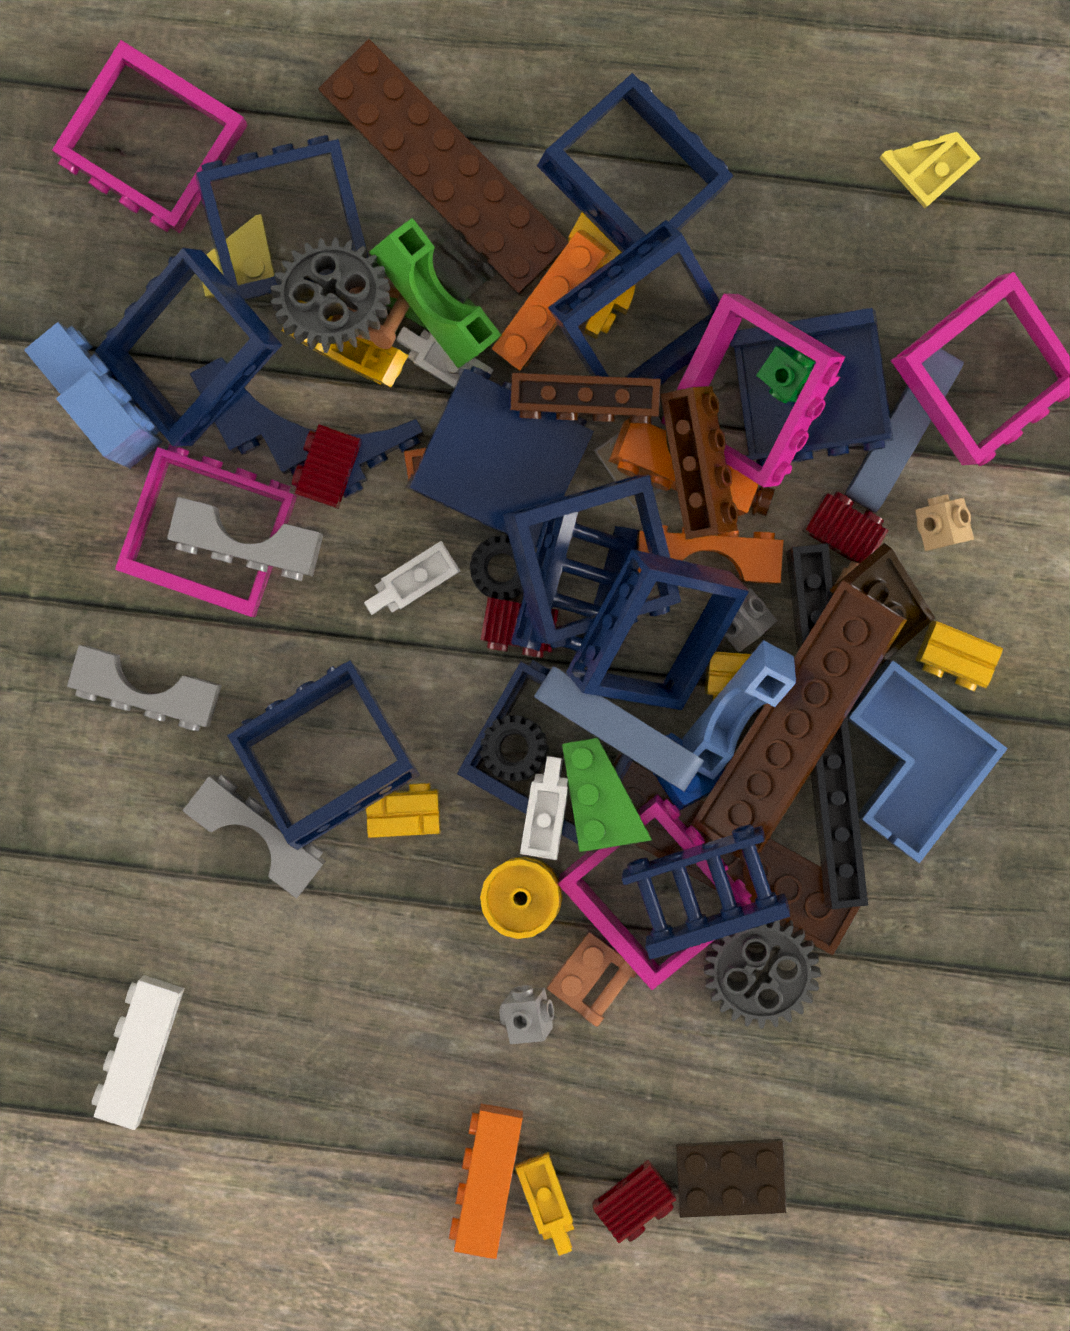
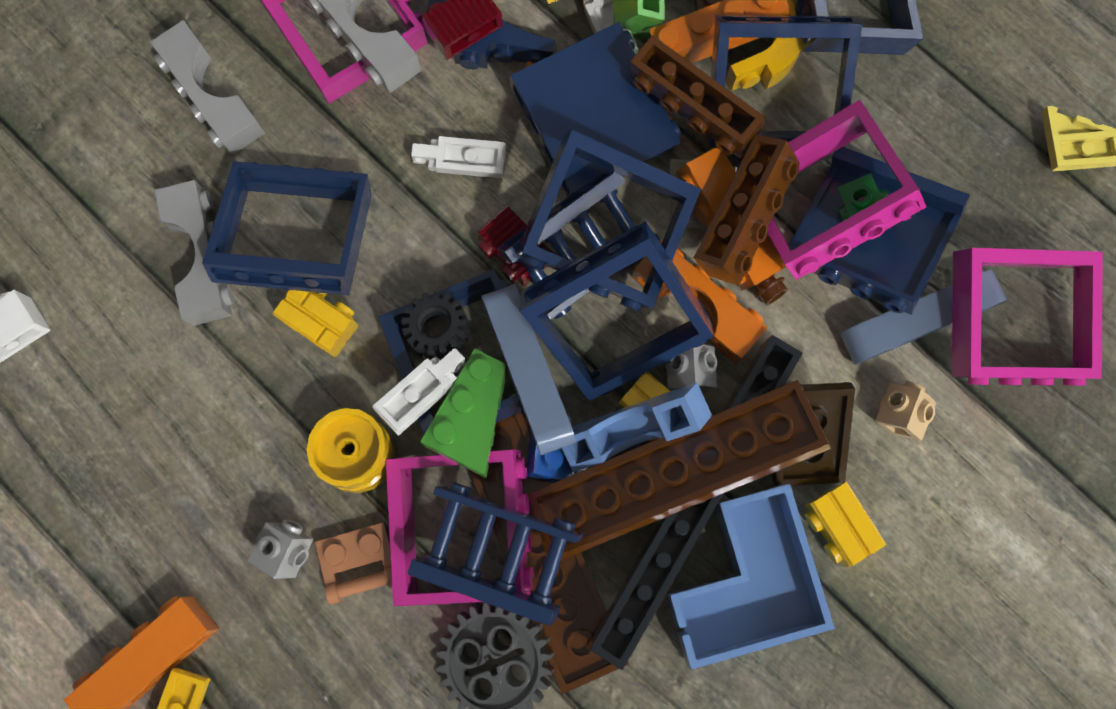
camera: 40 degrees right, 10 degrees down
(480, 574) = (522, 180): black tyre -> none
(845, 528) = (823, 354): dark red brick -> none

